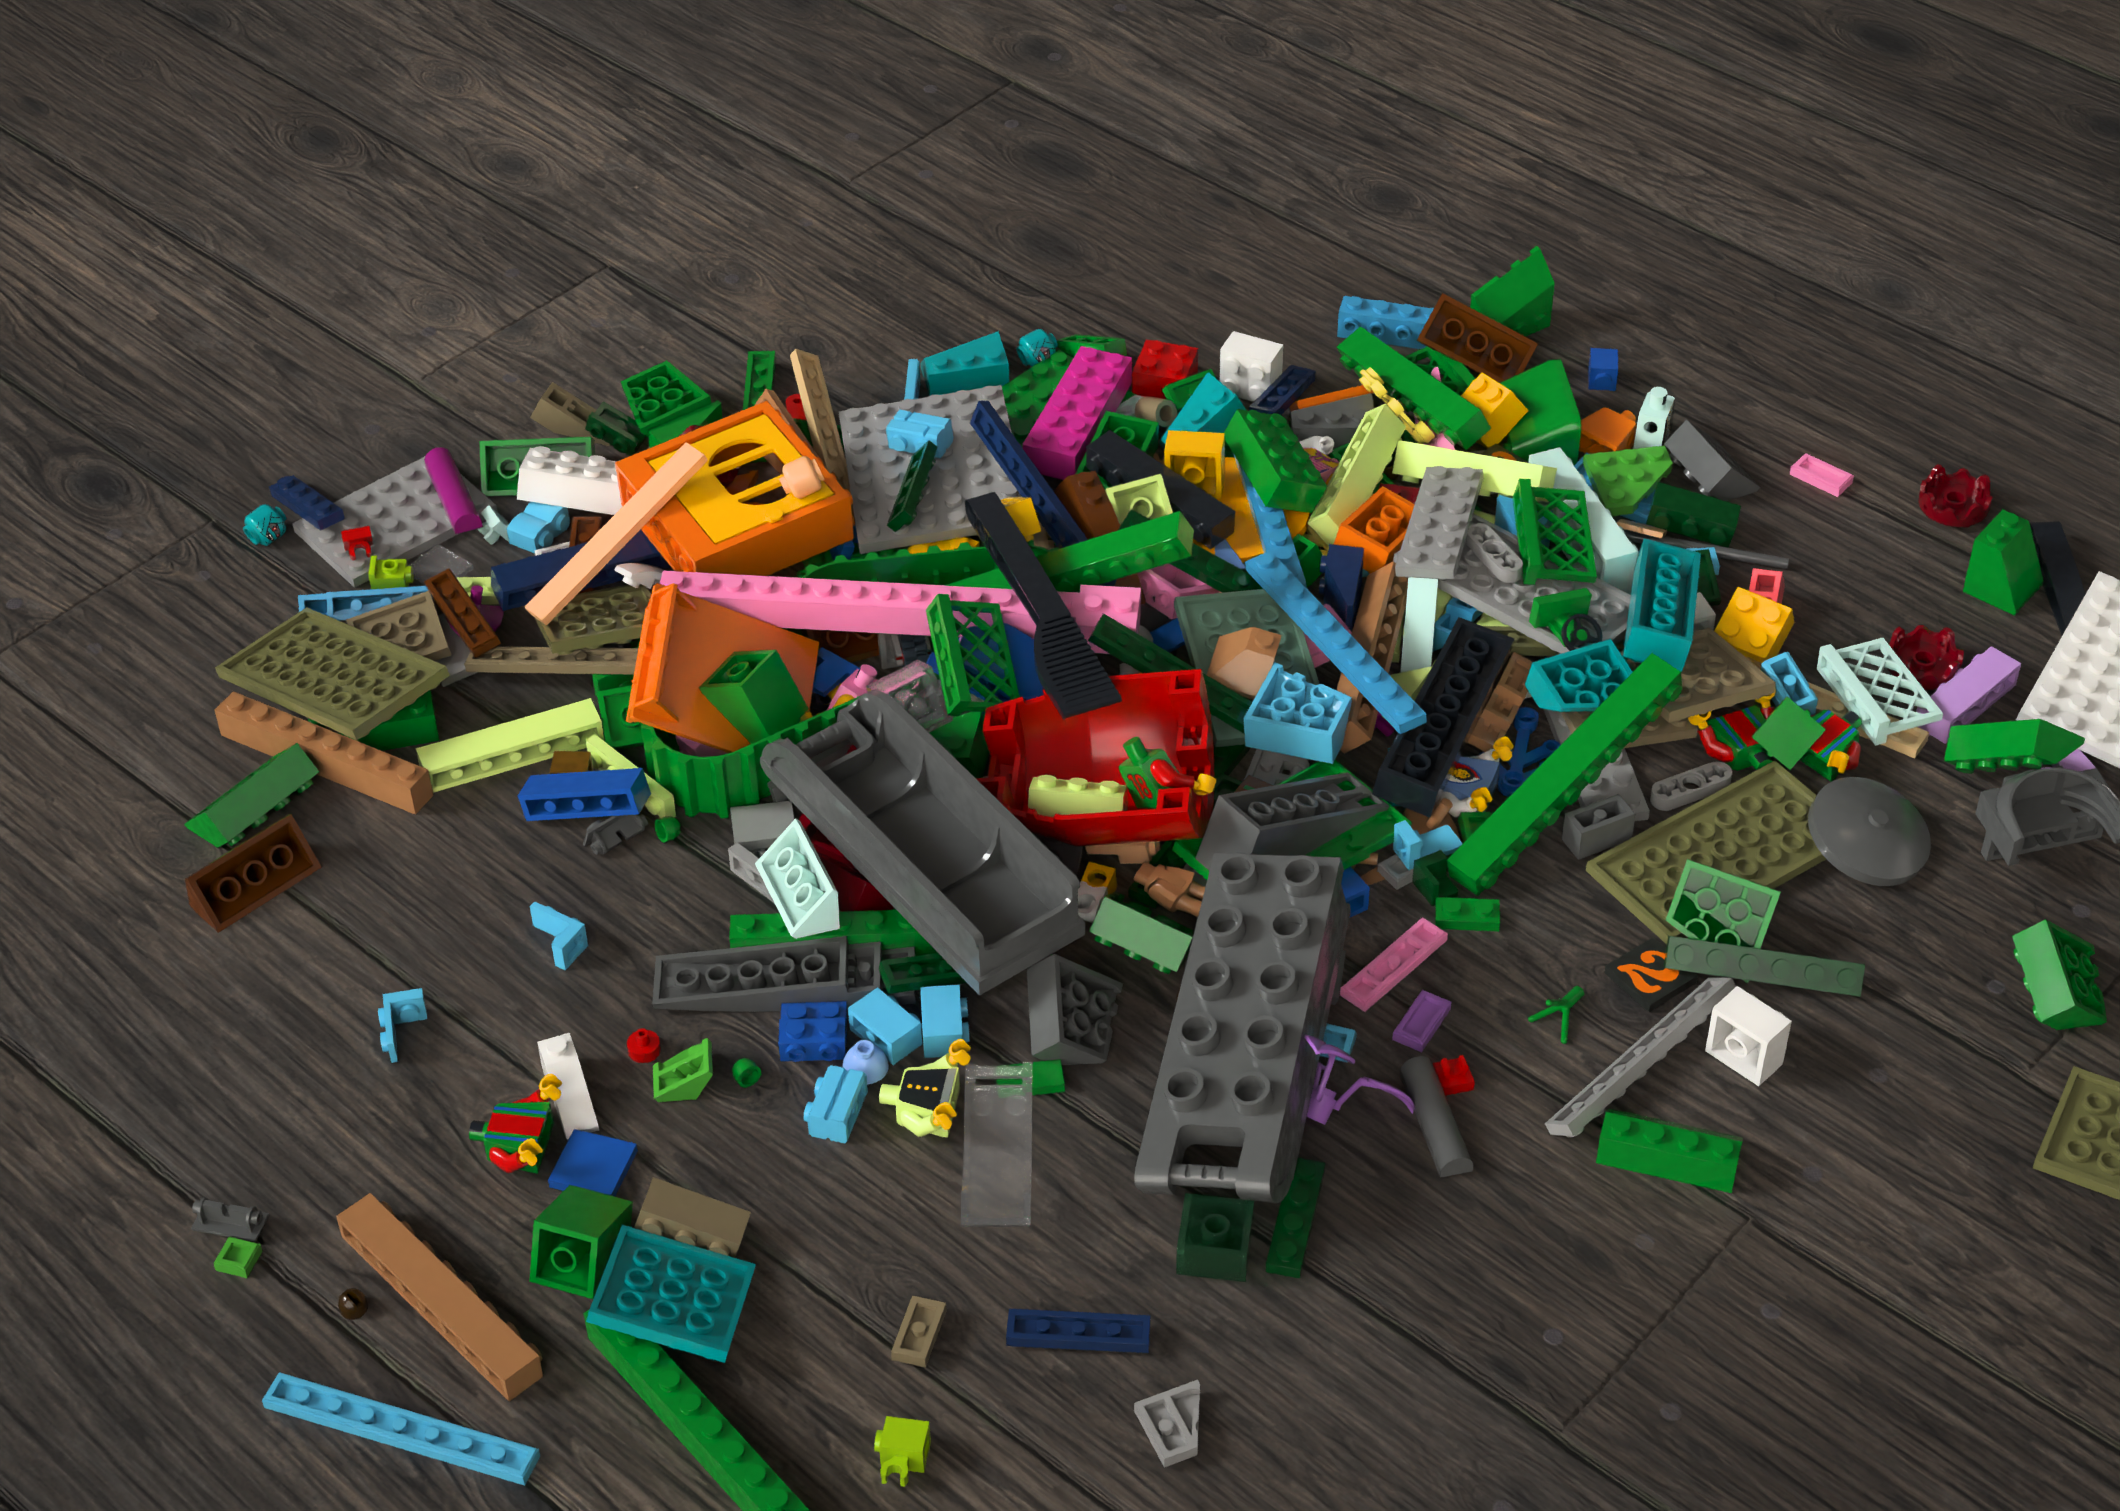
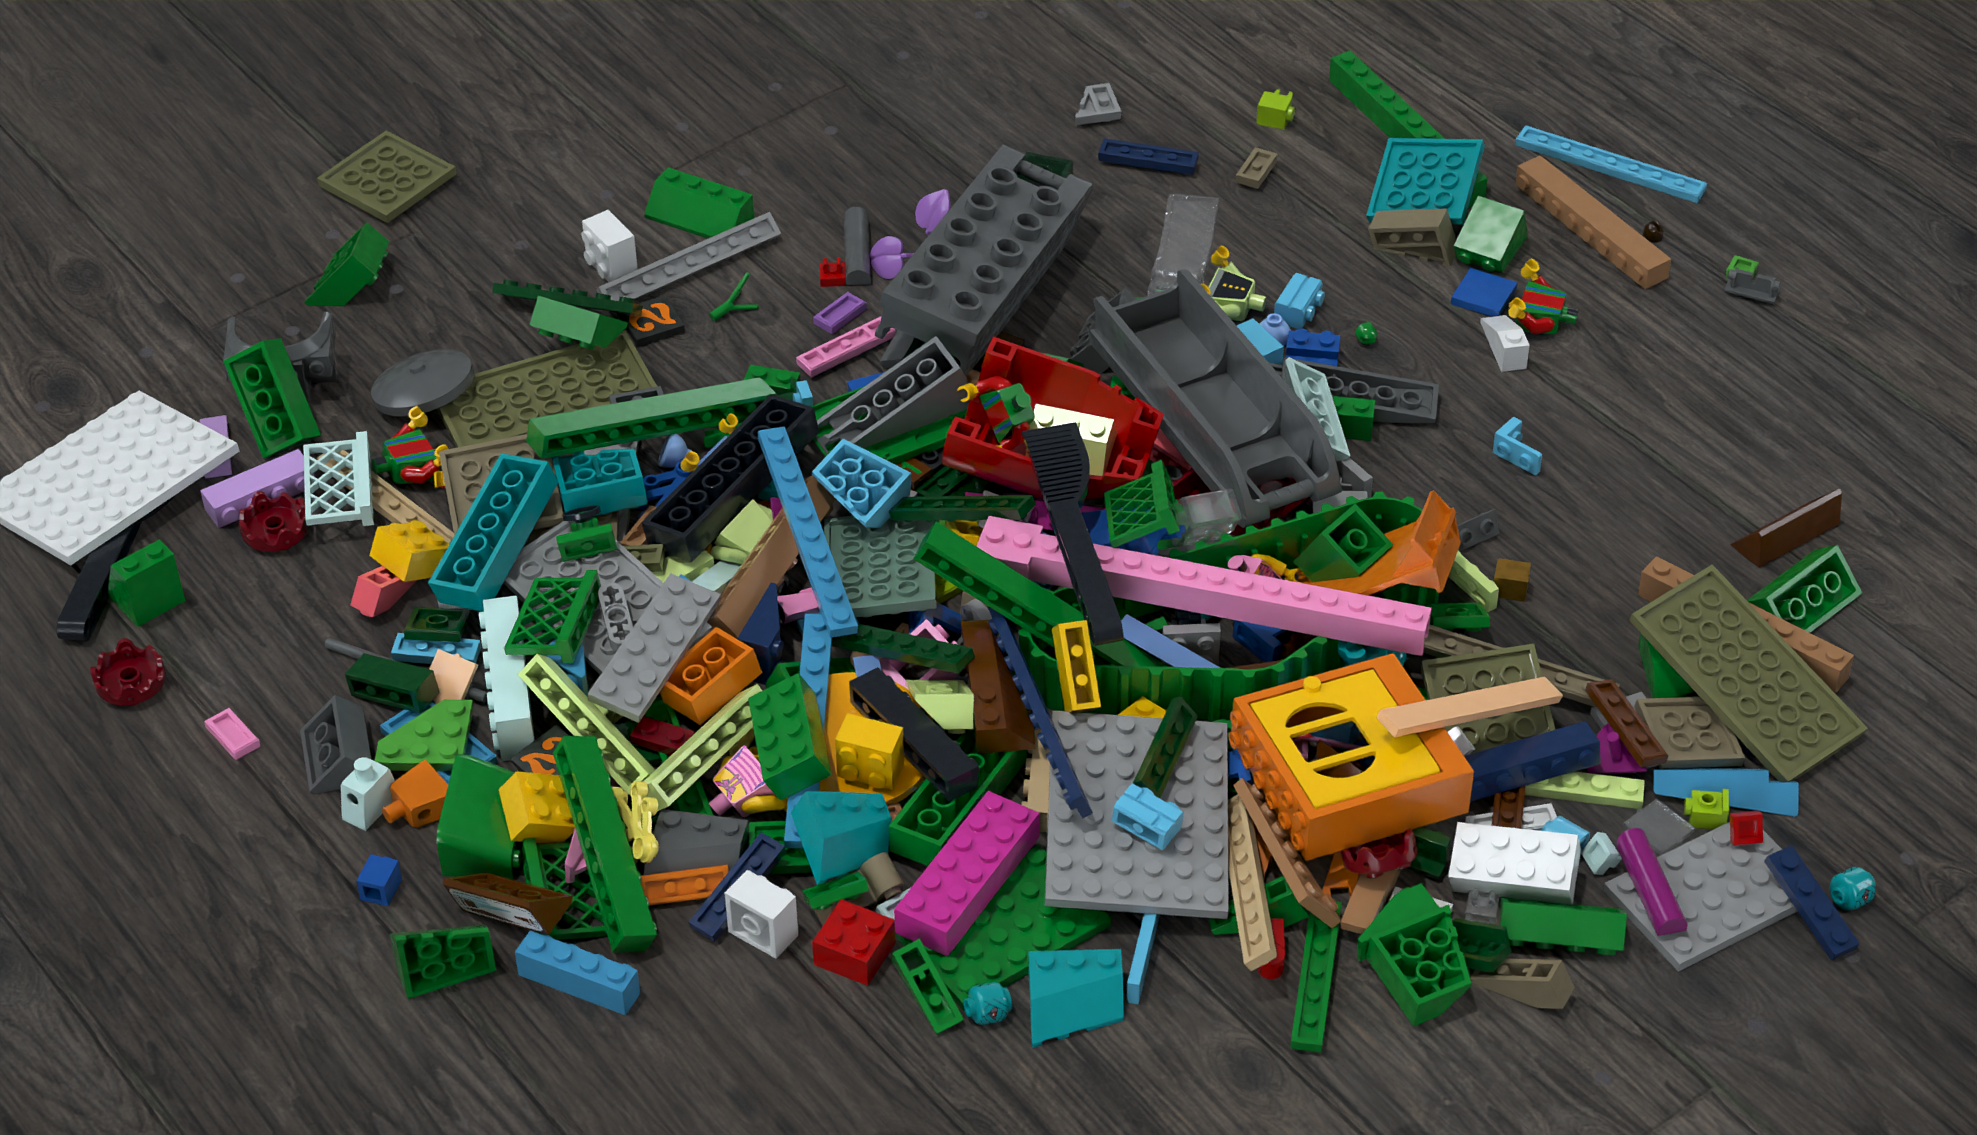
camera: 170 degrees left, 0 degrees up
(399, 1008) = (1642, 406): medium azure bracket -> none
(510, 745) = (1566, 612): yellowish green brick -> none
(584, 794) = (1502, 536): blue brick -> none
(643, 1046) = (1446, 366): red tile -> none
(683, 1074) = (1414, 339): bright green slope -> none
(801, 477) = (1281, 698): light nougat head -> none
(1244, 660) = (886, 545): medium nougat slope -> none
(1322, 444) = (718, 810): white arm -> none
(1788, 733) = (437, 441): green piece -> none
(1789, 682) = (419, 482): medium azure brick -> none

